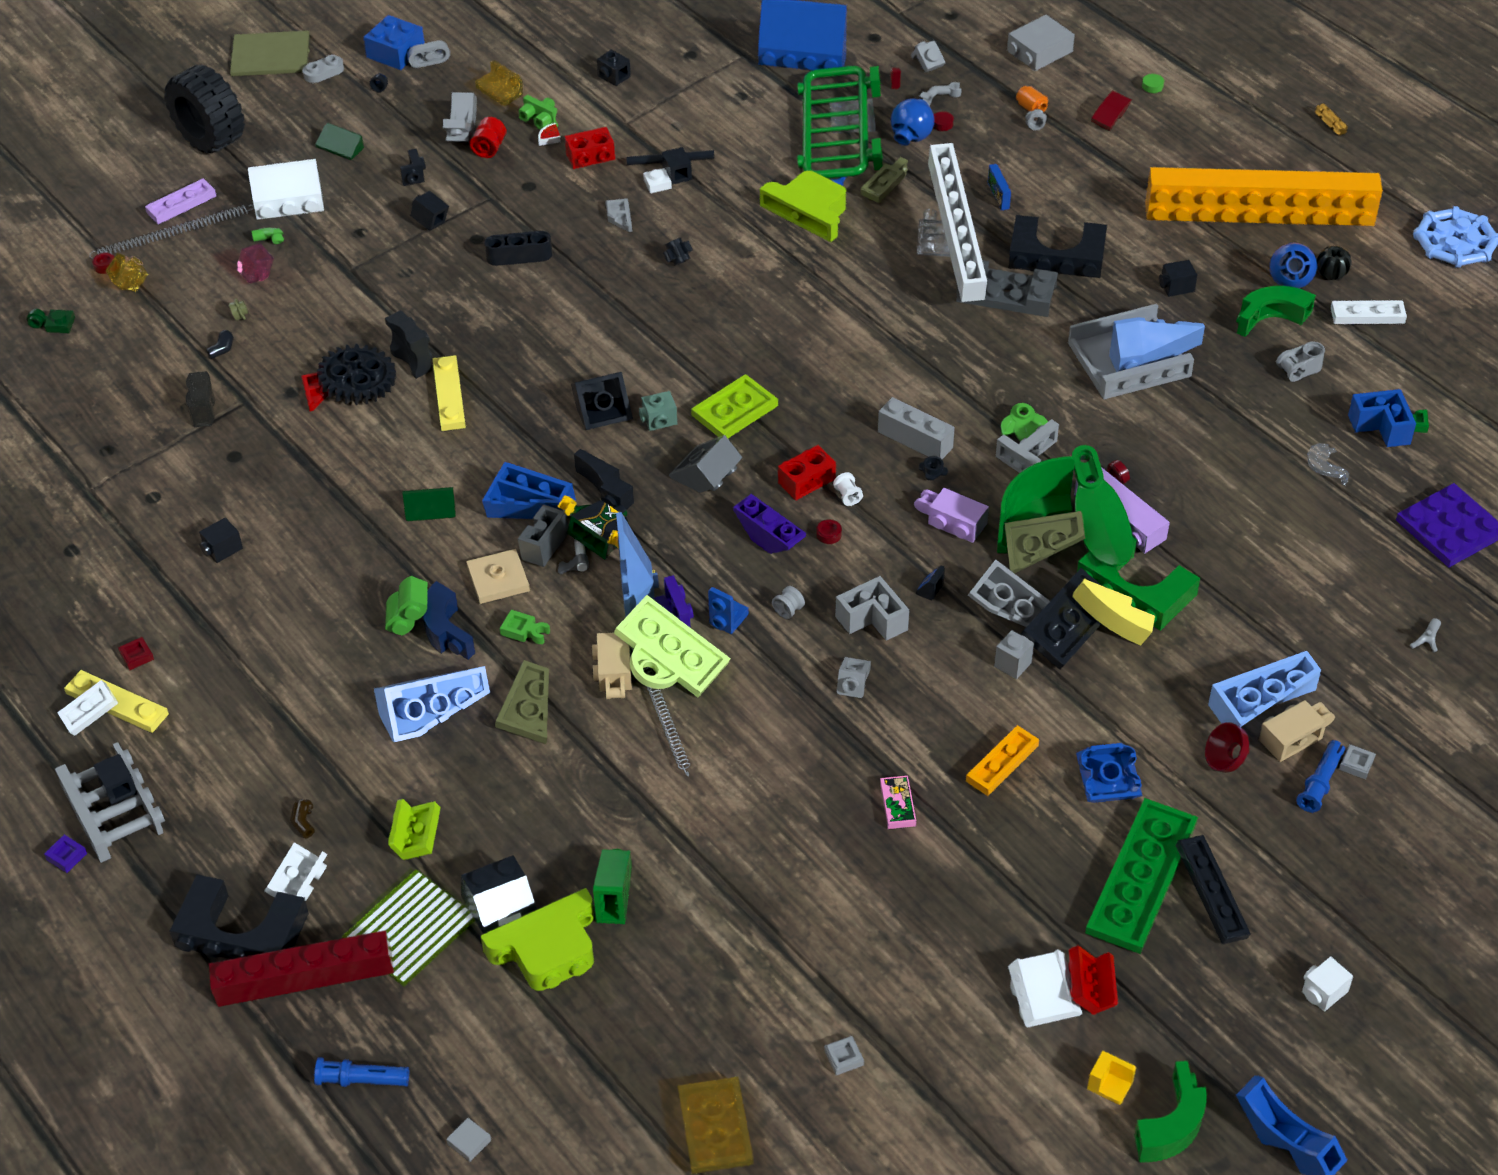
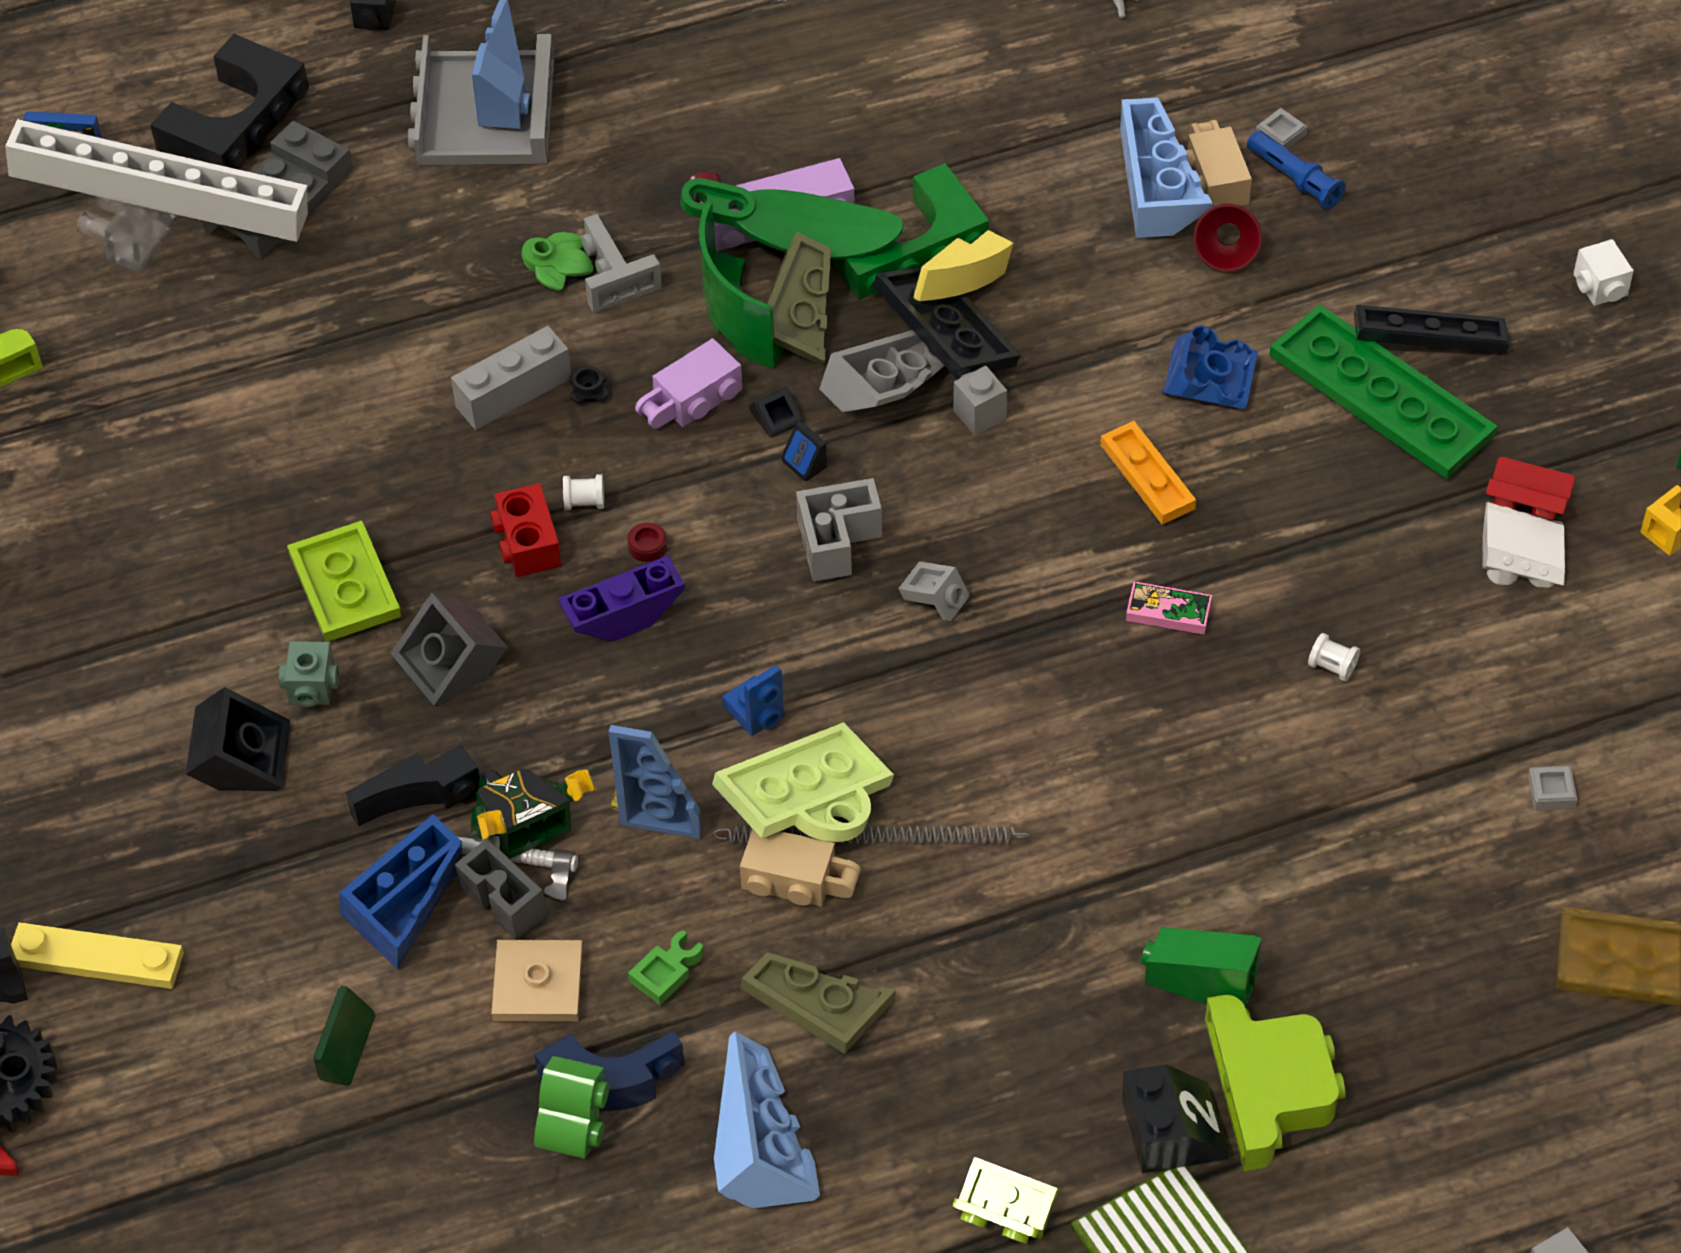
camera: 70 degrees left, 5 degrees up
(674, 600) = (709, 753): dark purple bracket -> none
(788, 602) = (769, 624): light grey wheel -> none
(894, 899) = (1334, 657): none -> white bush
(959, 561) = (776, 411): none -> black slope

